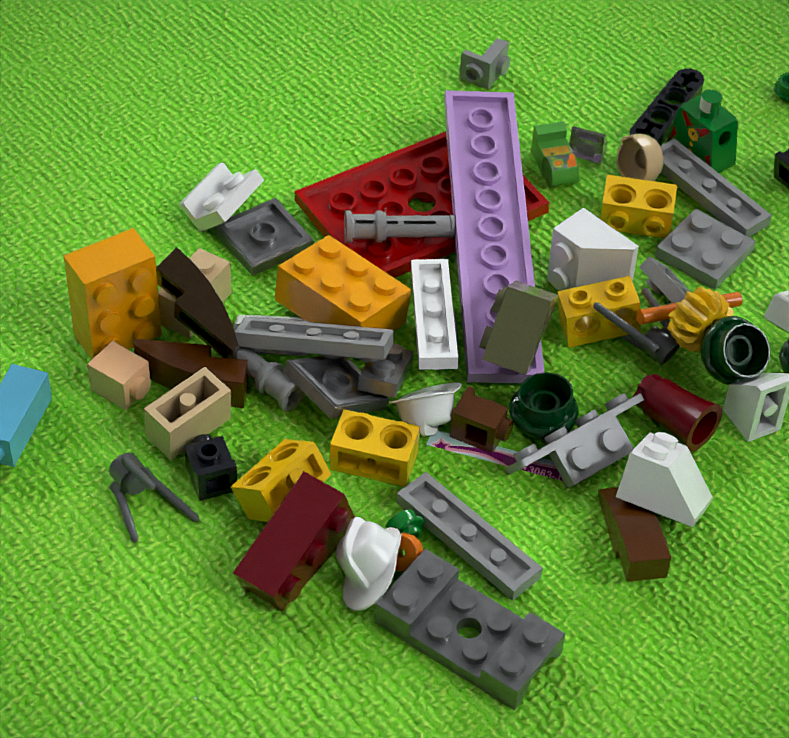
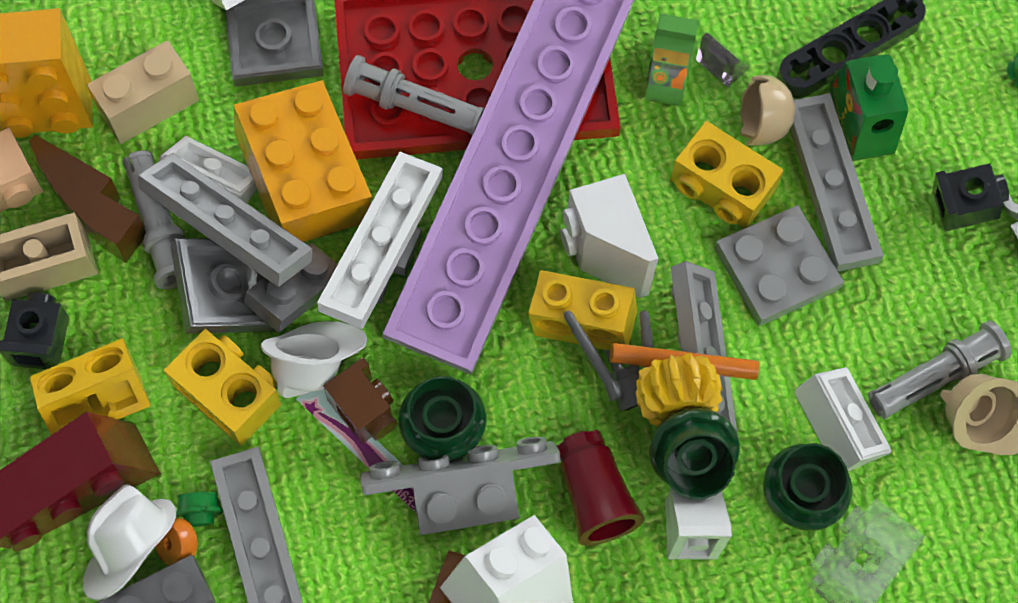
camera: 25 degrees right, 20 degrees up
(197, 303) = (110, 125): dark brown slope -> none
(518, 326) = (458, 303): olive brick -> none

